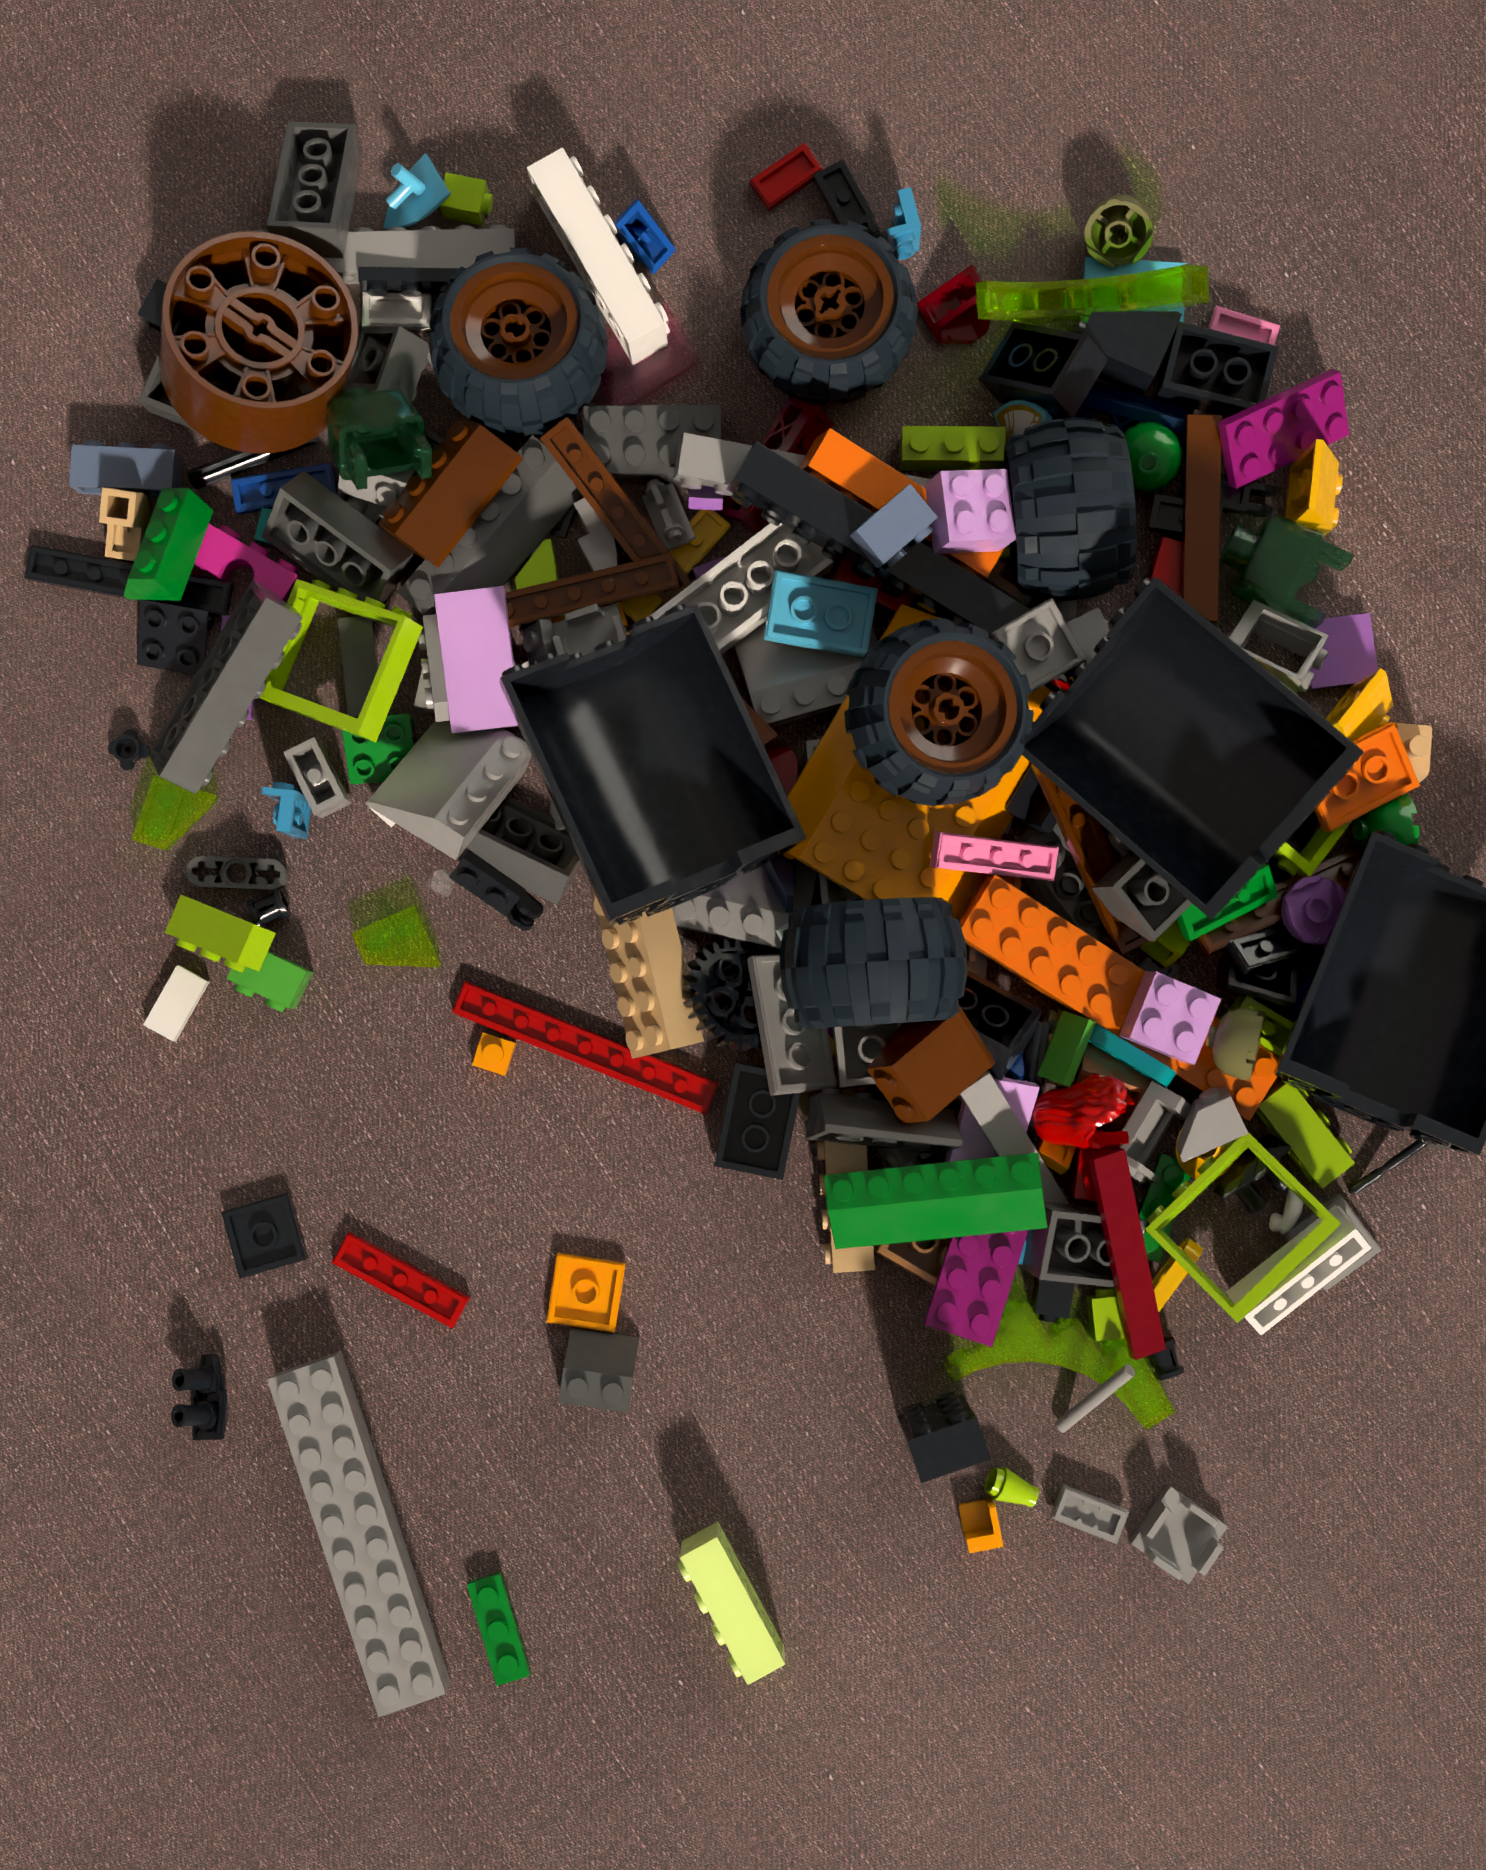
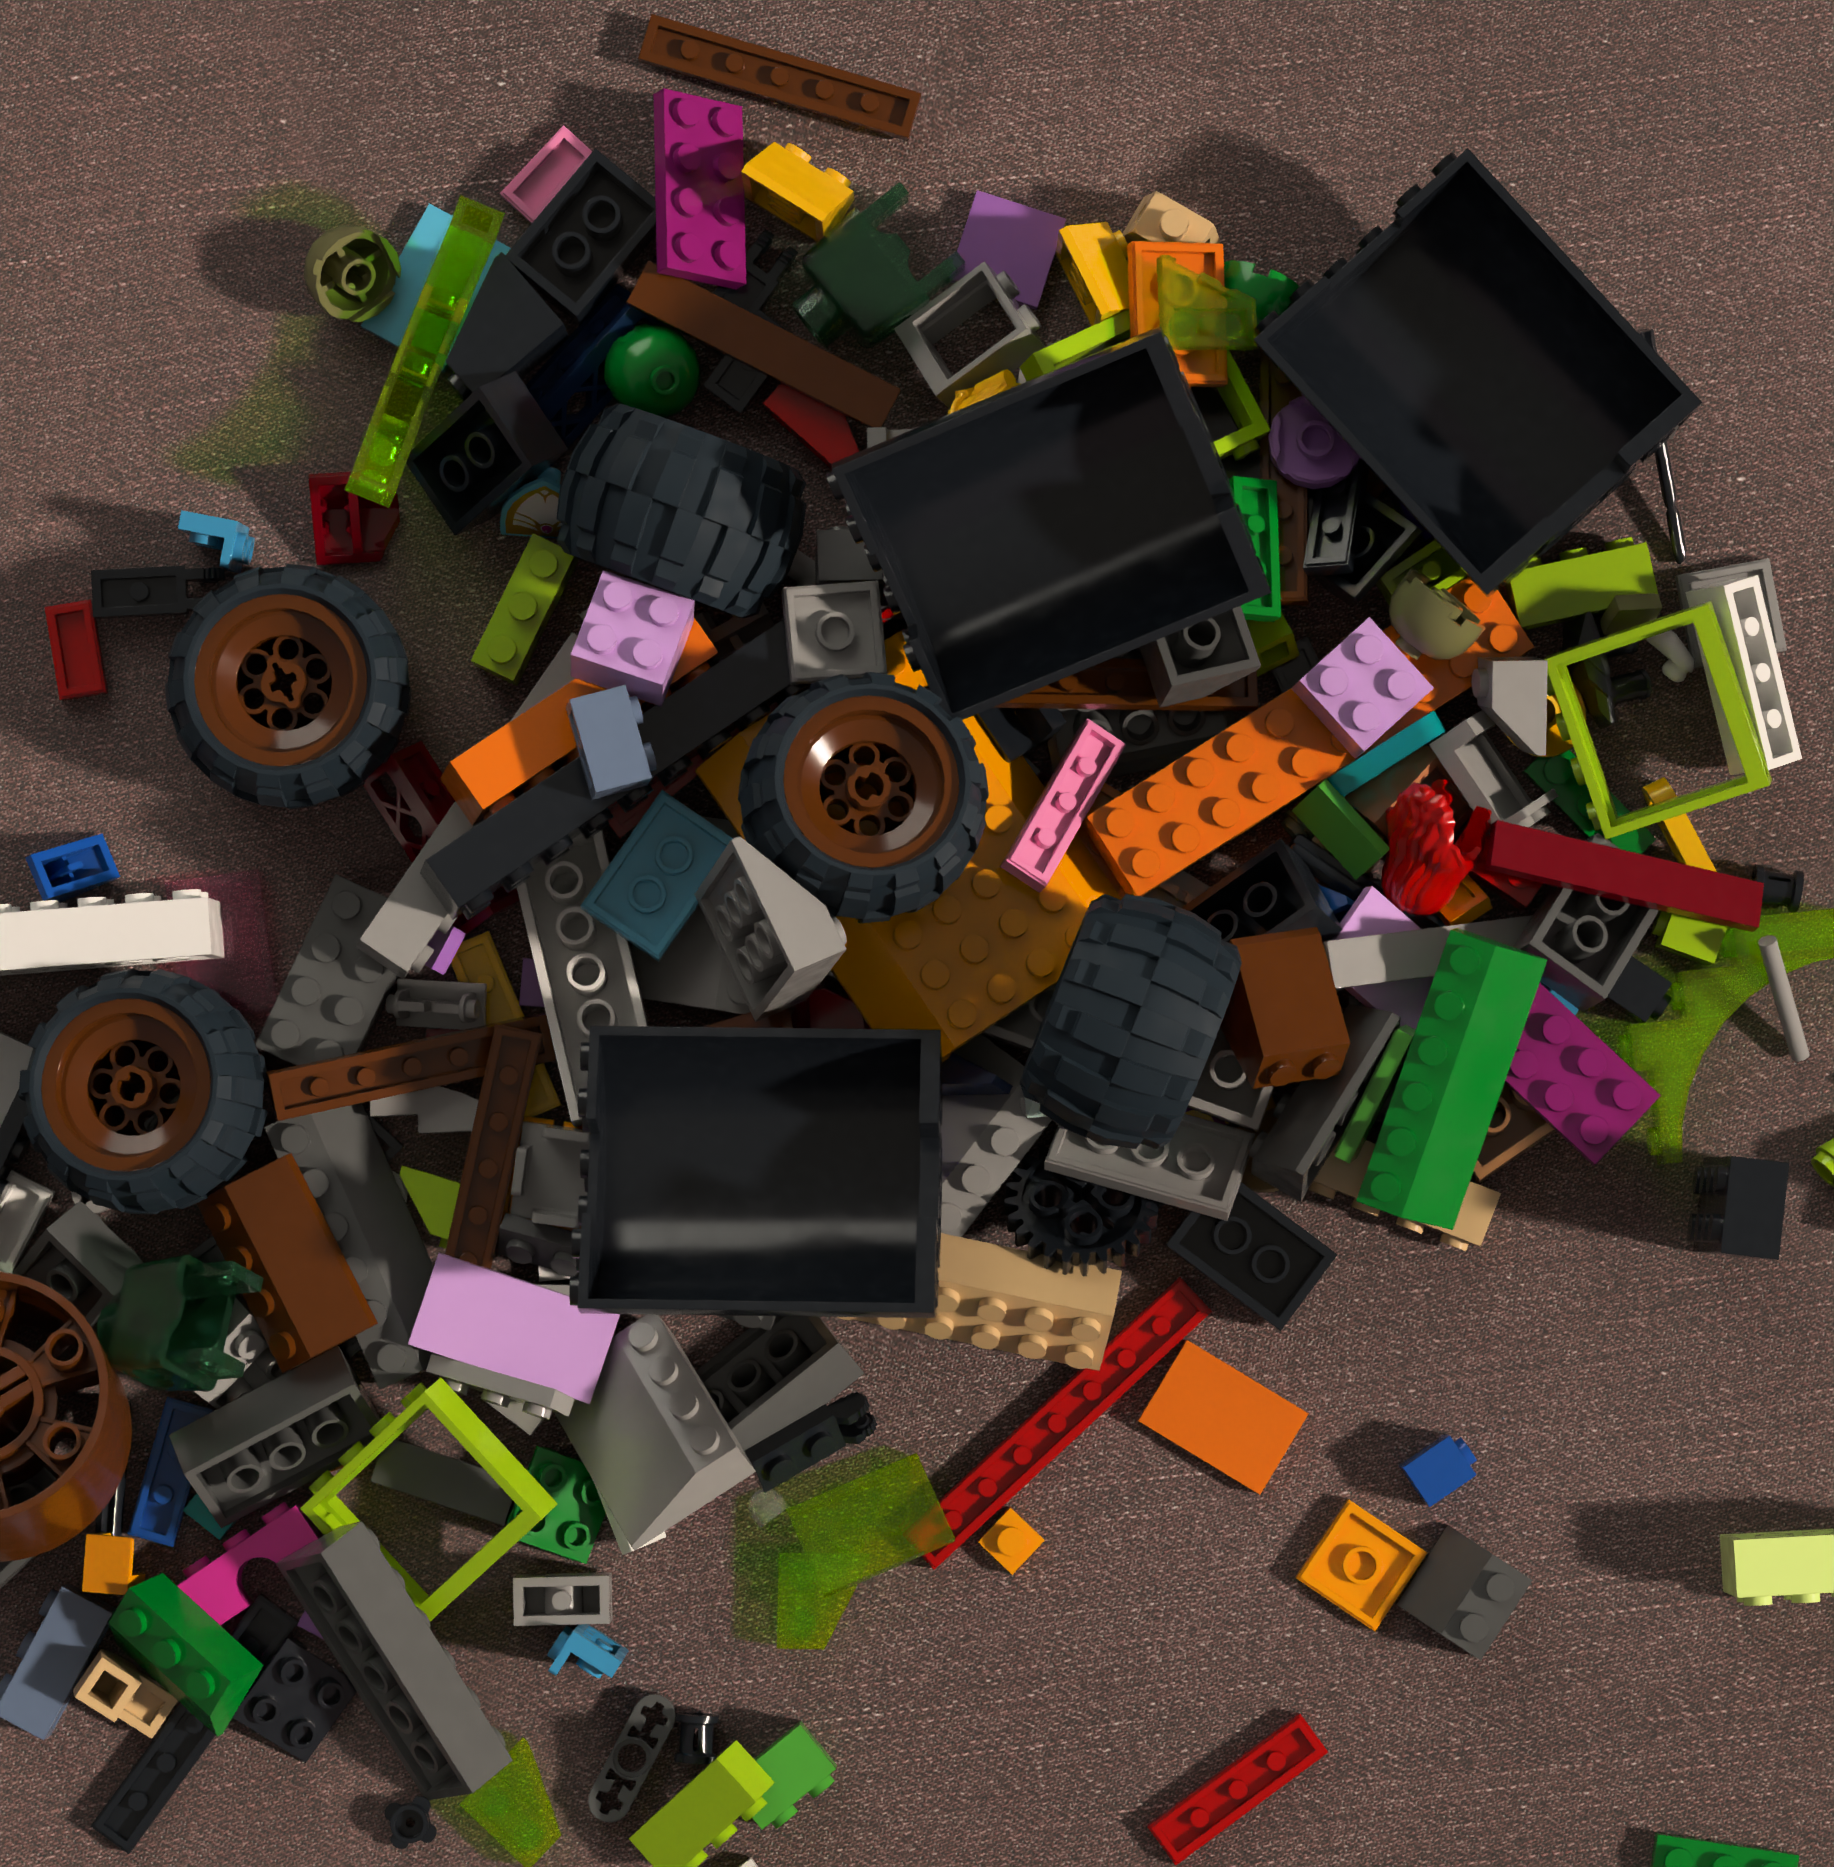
camera: 65 degrees left, 0 degrees up
(200, 471) = (109, 1564): none -> light orange panel
(459, 956) = (870, 1525): none -> clear neon green tile
(640, 1155) = (1223, 1417): none -> orange tile
(673, 1314) = (1439, 1468): none -> blue brick
(819, 694) = (768, 929): none -> light grey slope
(900, 1154) = (1375, 1094): none -> bright green tile
(1304, 1172) = (1629, 611): none -> olive tile
(1371, 791) = (1202, 312): none -> clear neon green wing
(1380, 449) = (779, 77): none -> reddish brown plate

